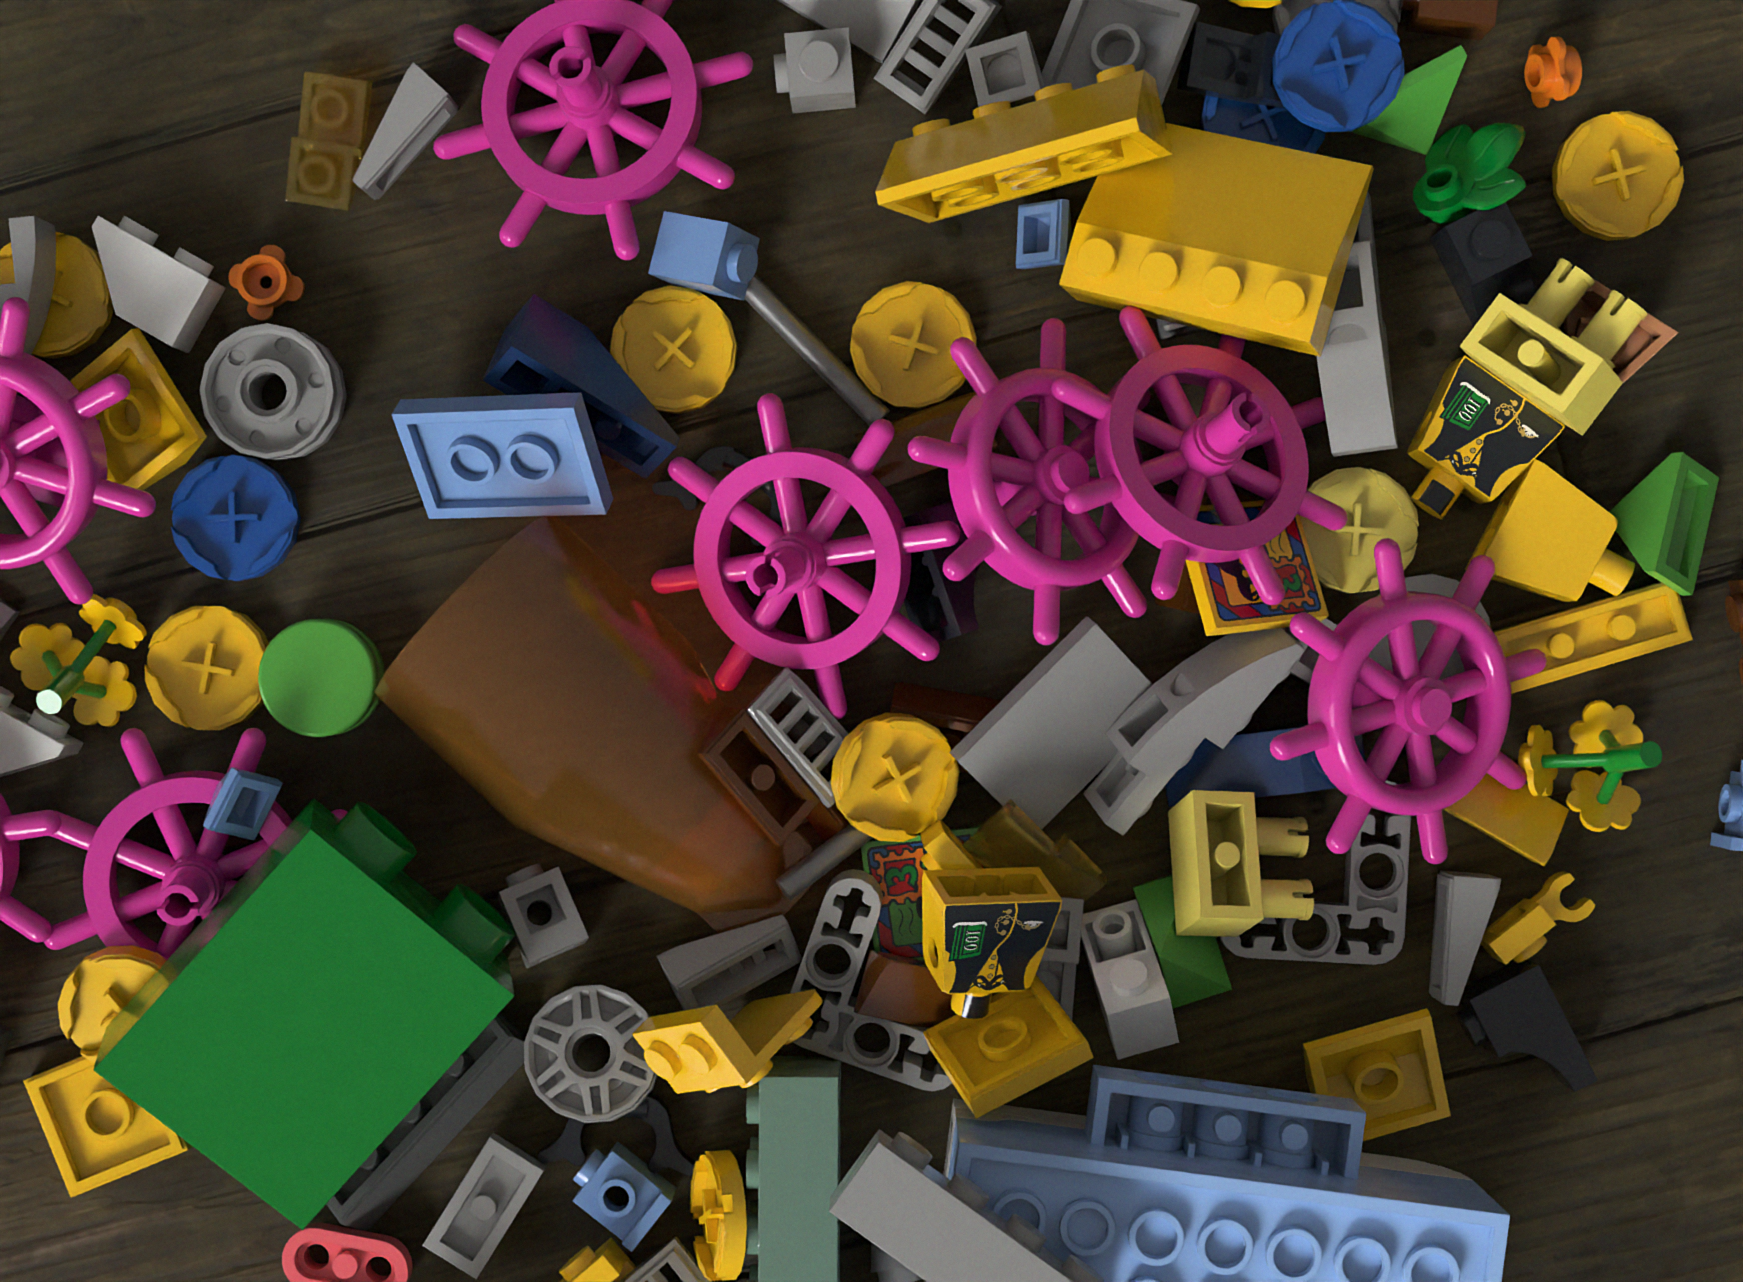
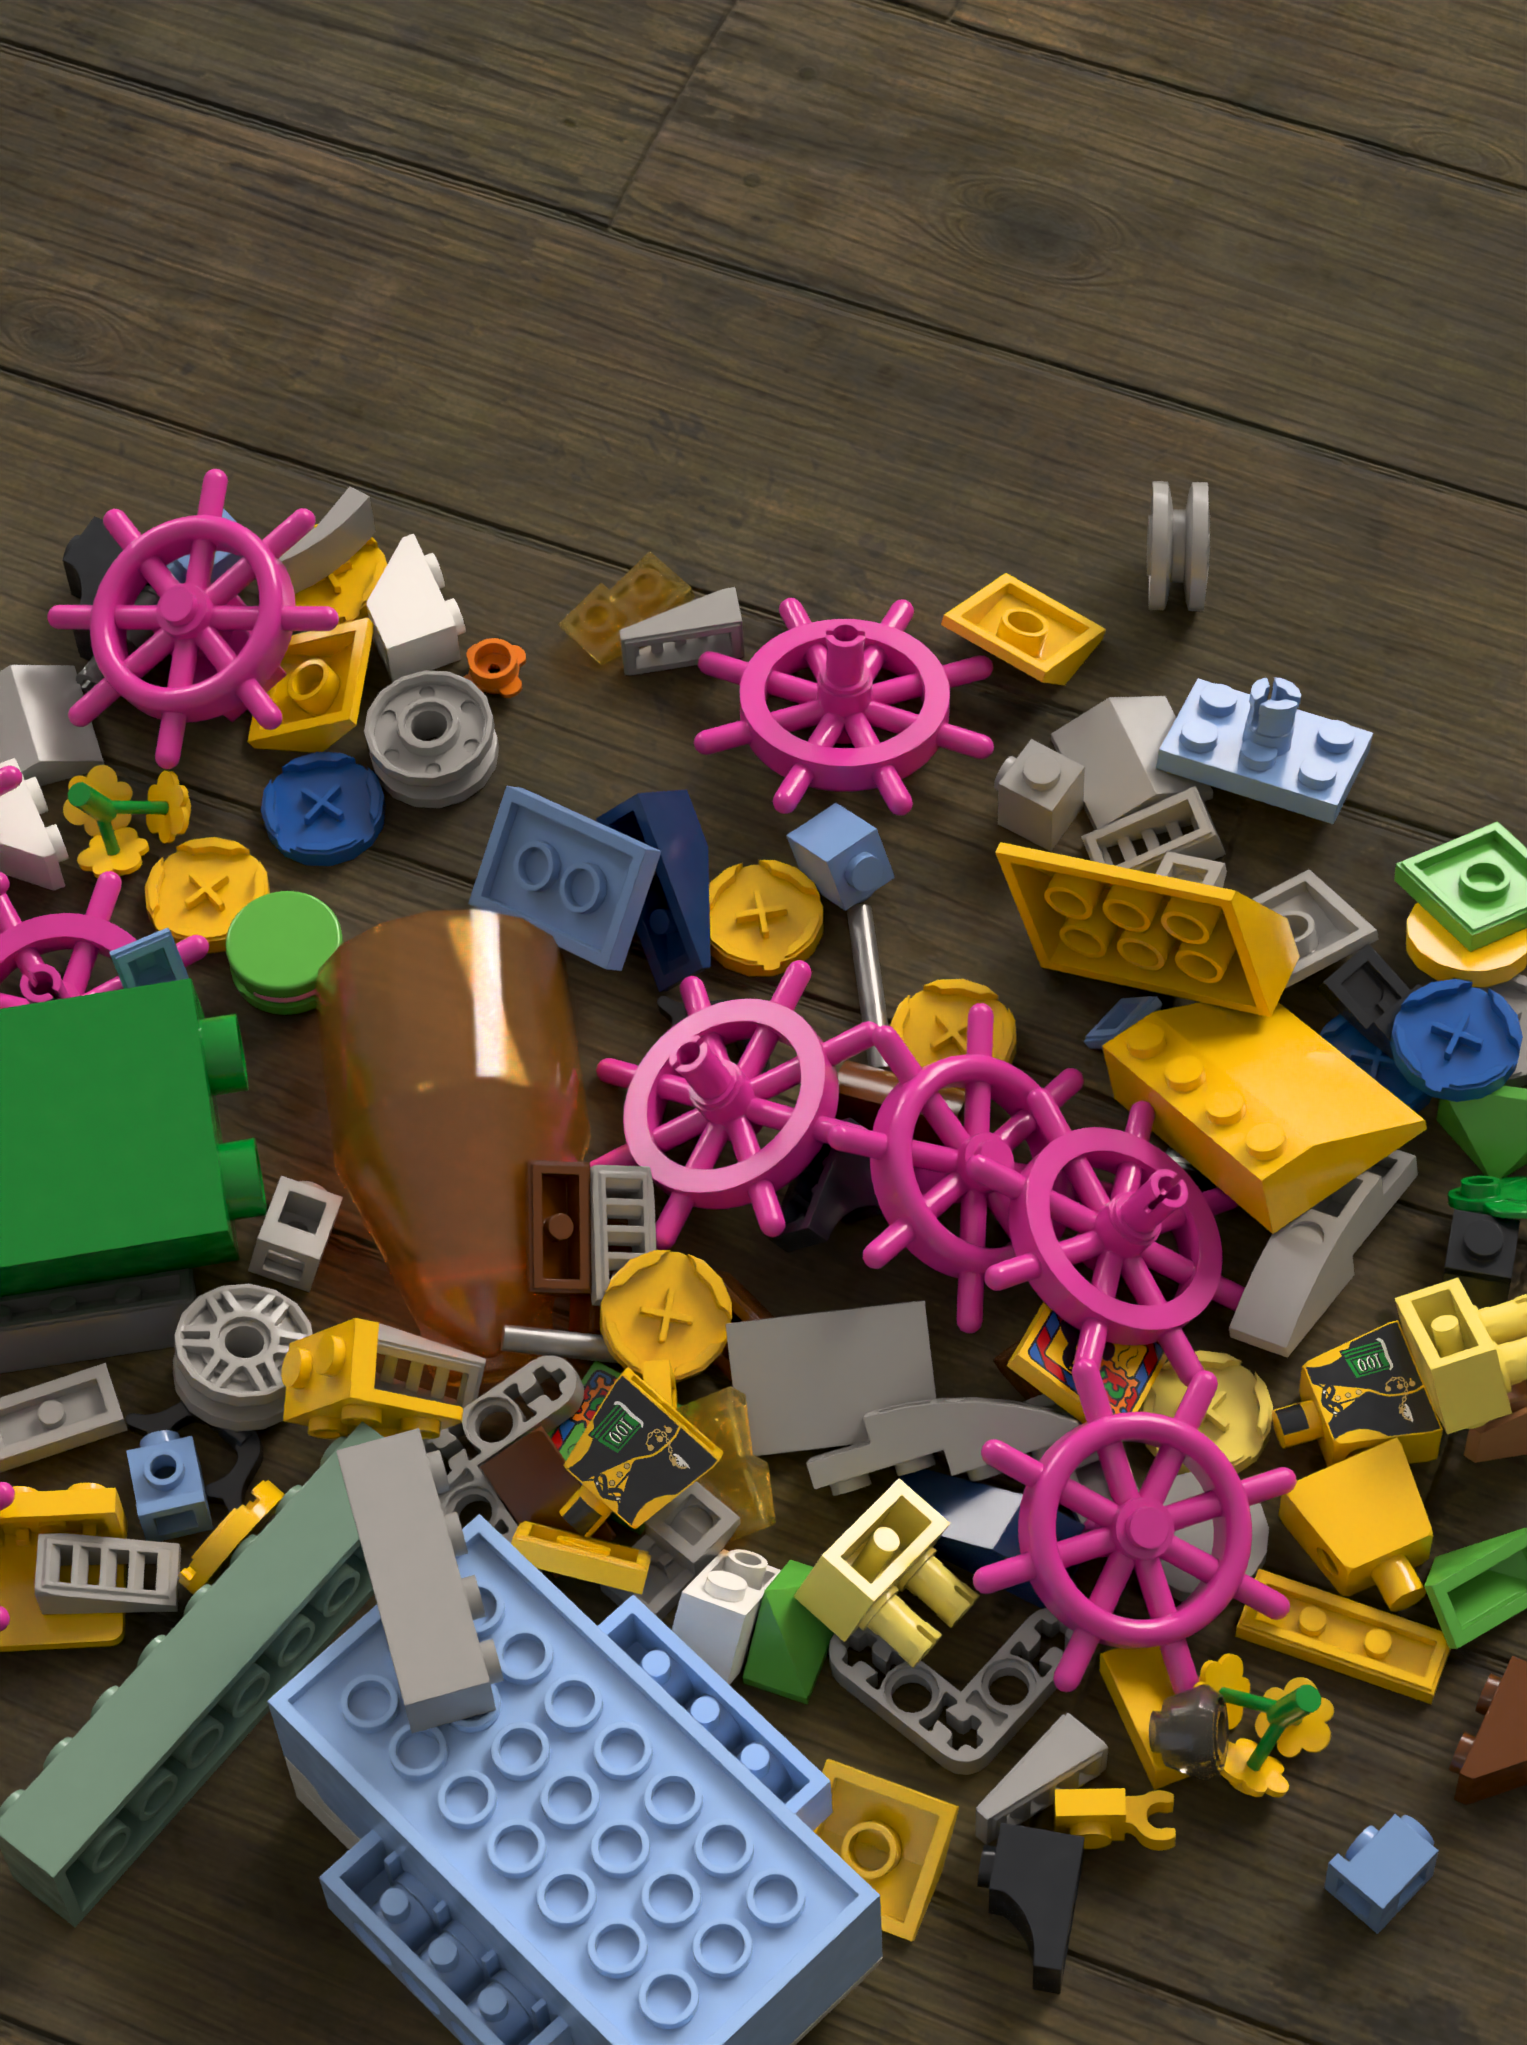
camera: 40 degrees right, 30 degrees down
(1559, 825) = (1192, 1732): none -> clear smoke cone

